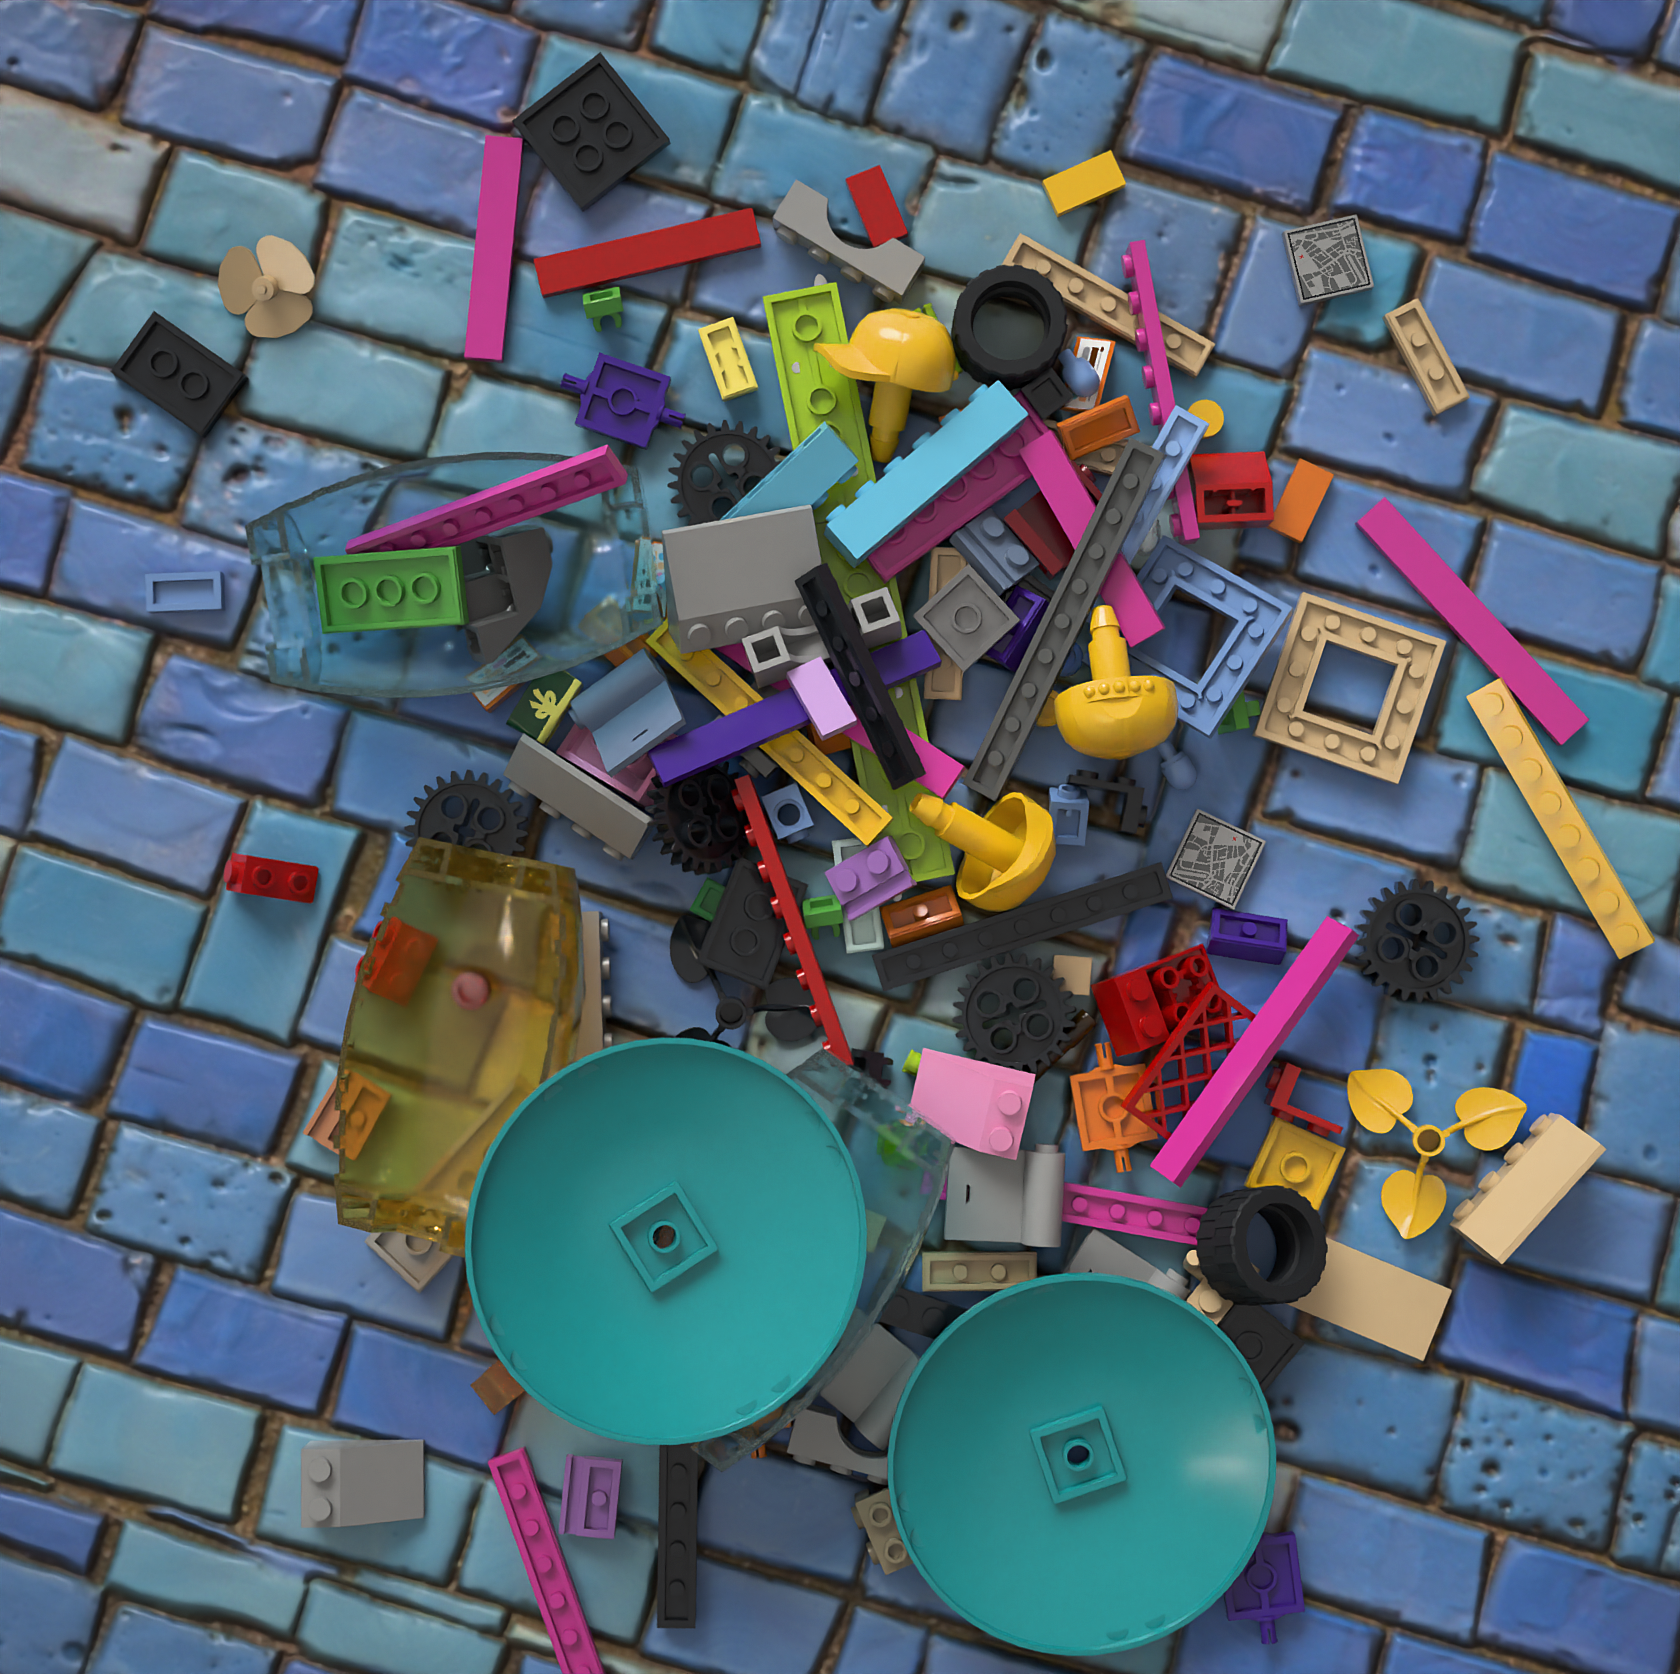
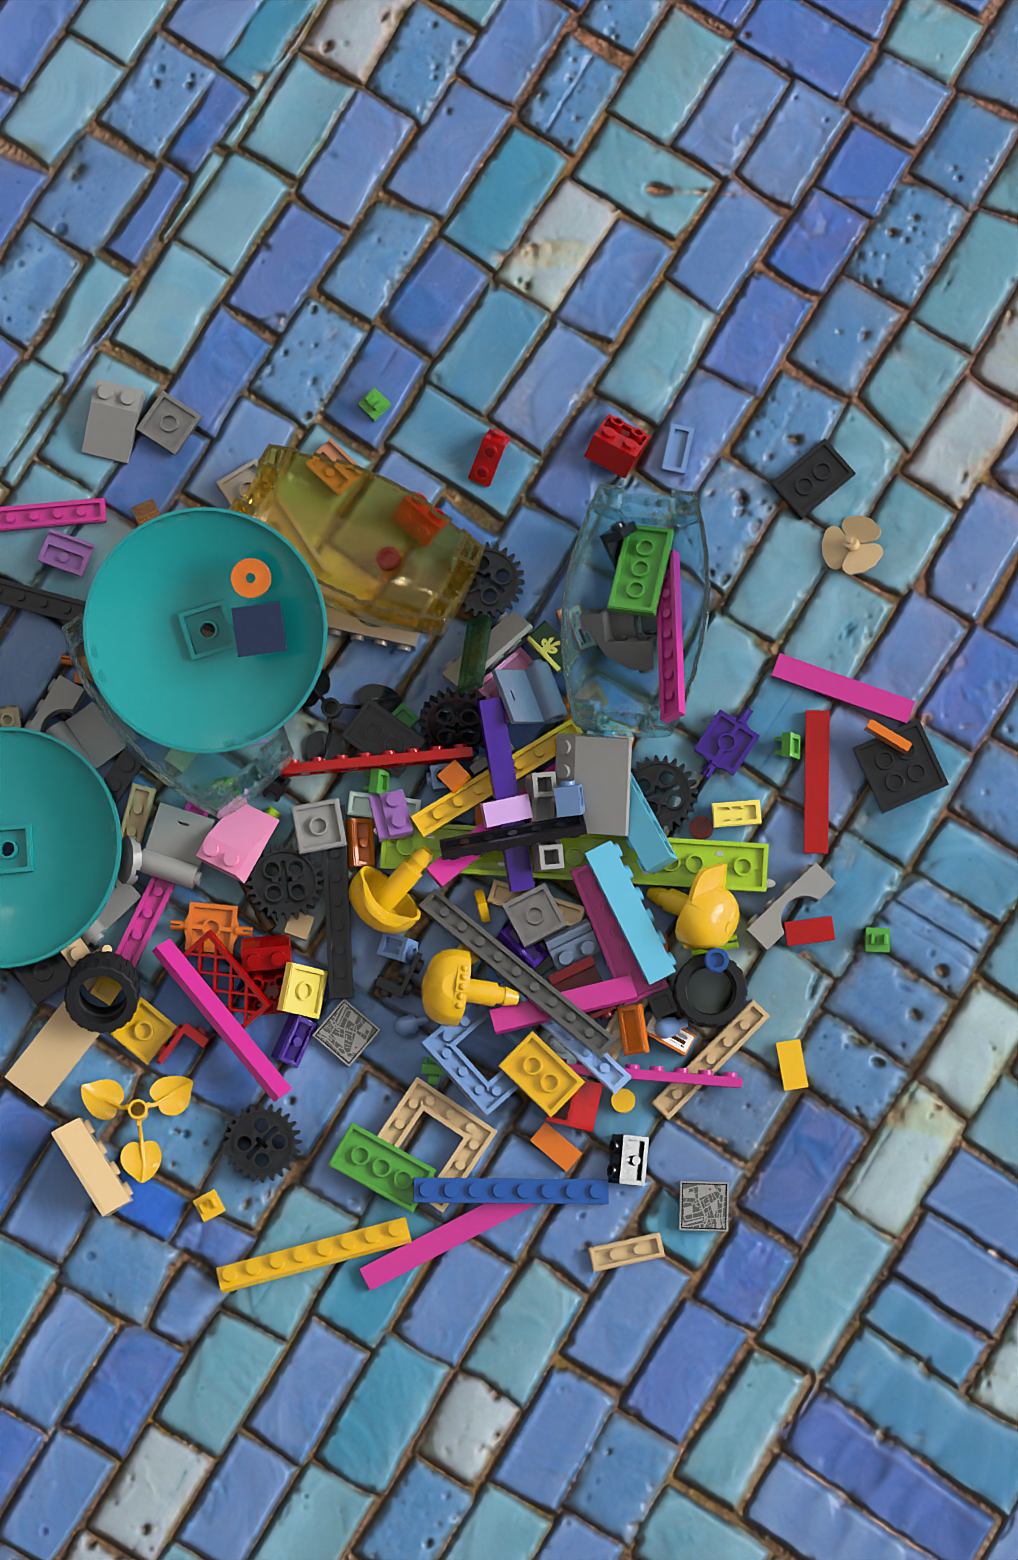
camera: 105 degrees right, 5 degrees down
(203, 685) = (616, 446): none -> red slope
(232, 1079) = (374, 404): none -> bright green tile
(343, 1392) = (169, 423): none -> flat silver plate
(349, 645) = (614, 537): none -> black bracket
(552, 155) = (888, 736): none -> orange tile
(580, 1202) = (262, 578): none -> orange piece
(589, 813) = (474, 654): none -> clear green tile
(645, 1153) = (259, 629): none -> dark blue tile
(763, 408) = (701, 828): none -> clear red tile
(779, 604) = (569, 799): none -> medium blue brick
(786, 795) = (454, 776): none -> orange tile
(863, 104) = (877, 940): none -> bright green tile
(915, 984) = (319, 826): none -> light grey tile
(965, 322) = (716, 960): none -> blue tile
(968, 705) = (482, 906): none -> yellow tile
(1048, 1259) = (130, 860): none -> light grey tile
(1173, 941) = (302, 990): none -> light yellow tile
(1206, 542) = (541, 1074): none -> yellow tile
(1259, 1242) = (106, 990): none -> yellow tile
(1291, 388) = (628, 1159): none -> bracket
(1388, 549) = (510, 1191): none -> blue plate
(1405, 749) = (379, 1166): none -> bright green tile
(1528, 995) = (209, 1205): none -> yellow tile

